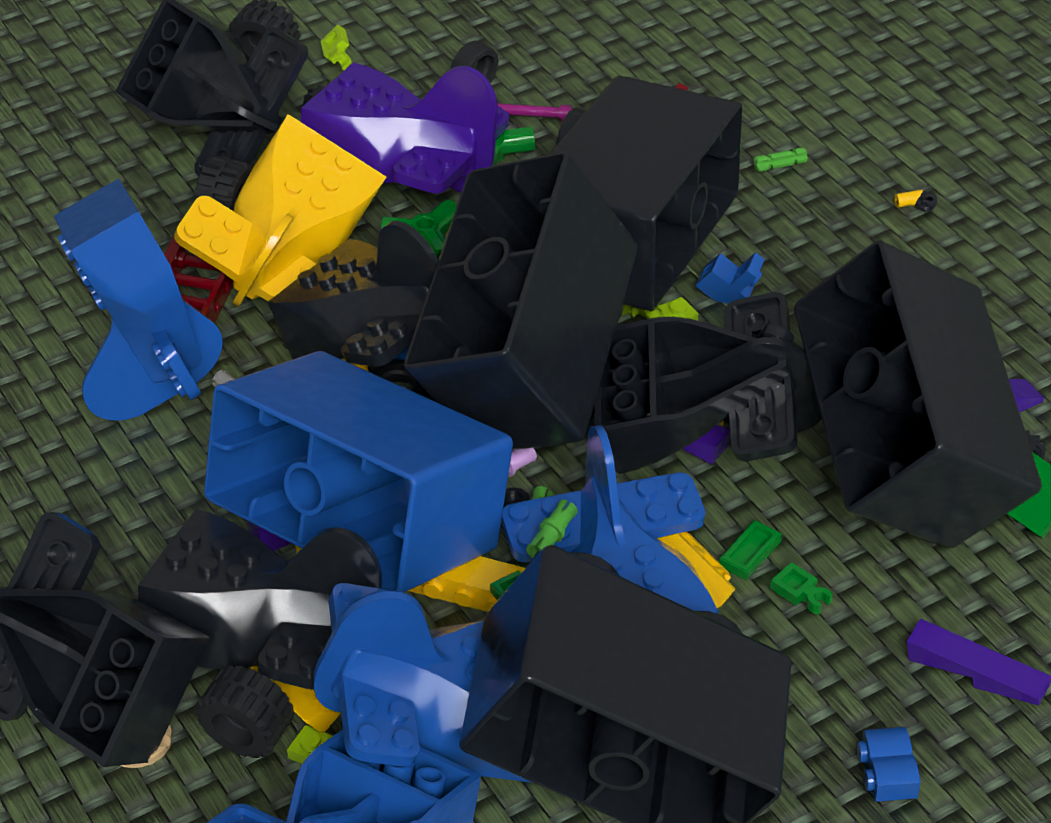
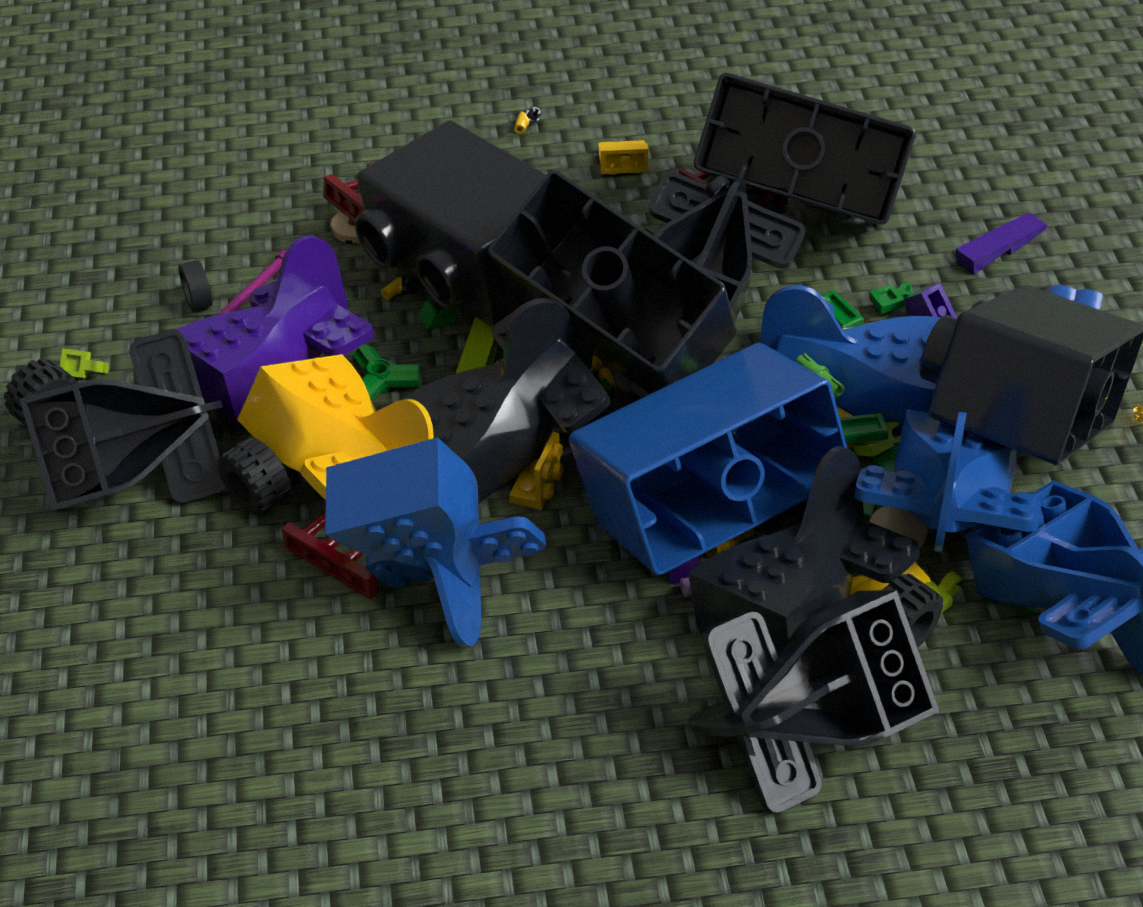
camera: 65 degrees left, 0 degrees up
(794, 626) = (930, 302): none -> dark purple slope

